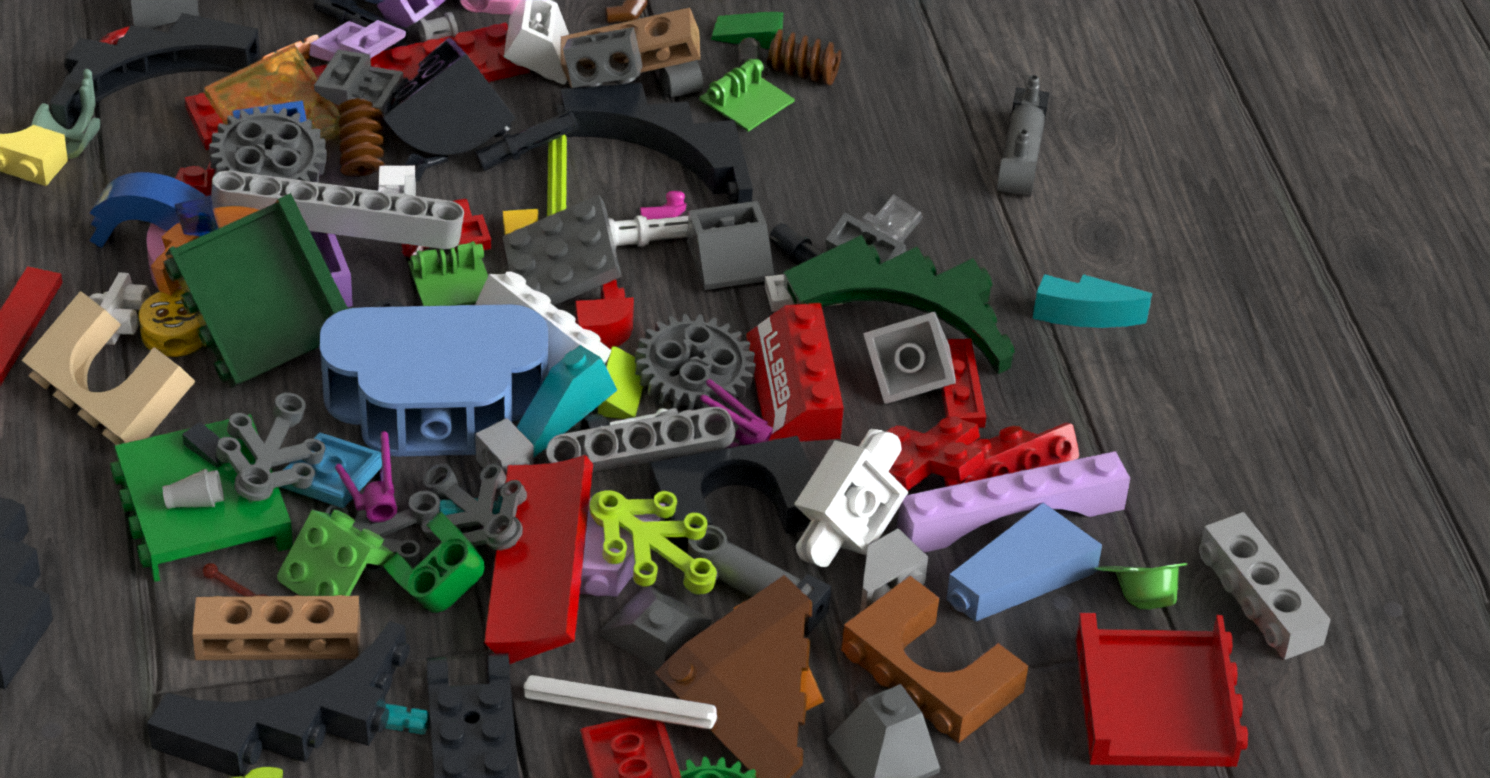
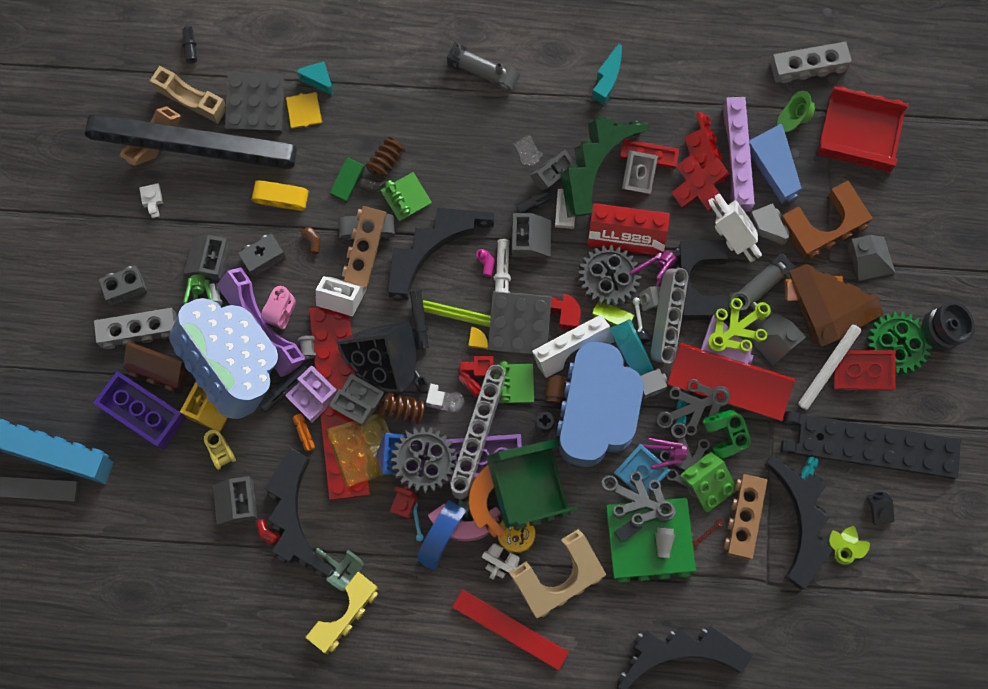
camera: 70 degrees left, 30 degrees up
(197, 216) = (484, 504): clear blue slope -> none
(599, 49) = (380, 262): dark grey brick -> none

